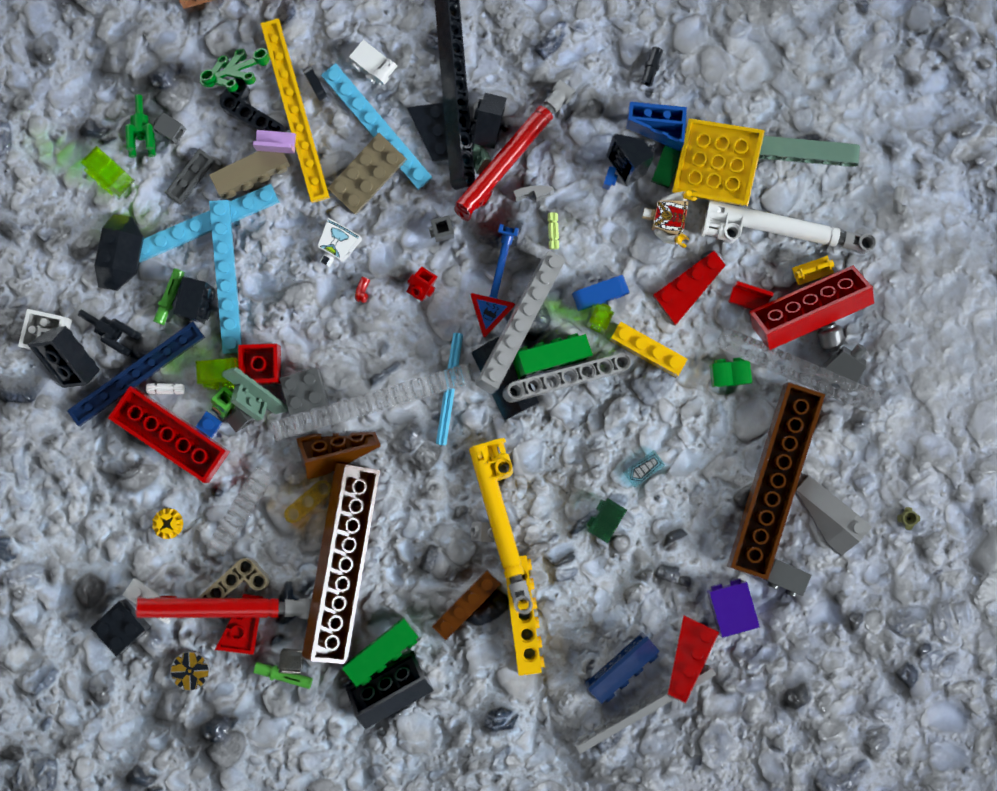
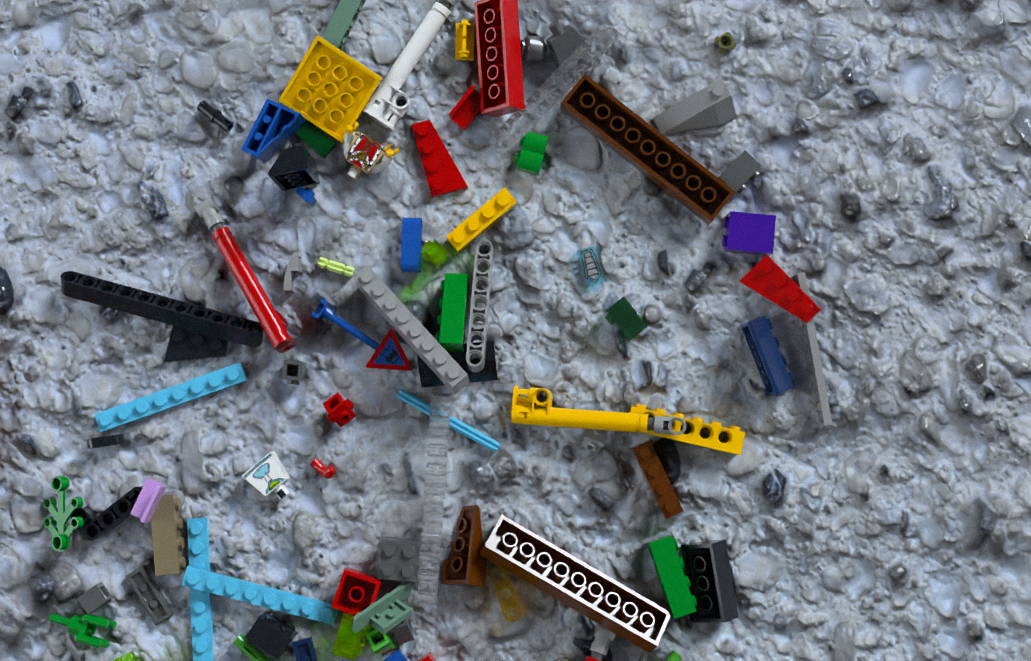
camera: 70 degrees left, 0 degrees up
(295, 110) = (124, 469): yellow plate -> none
(367, 173) = (213, 423): dark tan plate -> none
(372, 63) = (108, 379): white hinge -> none
(481, 158) = (238, 308): sand green slope -> none
(489, 118) = (205, 287): black brick -> none

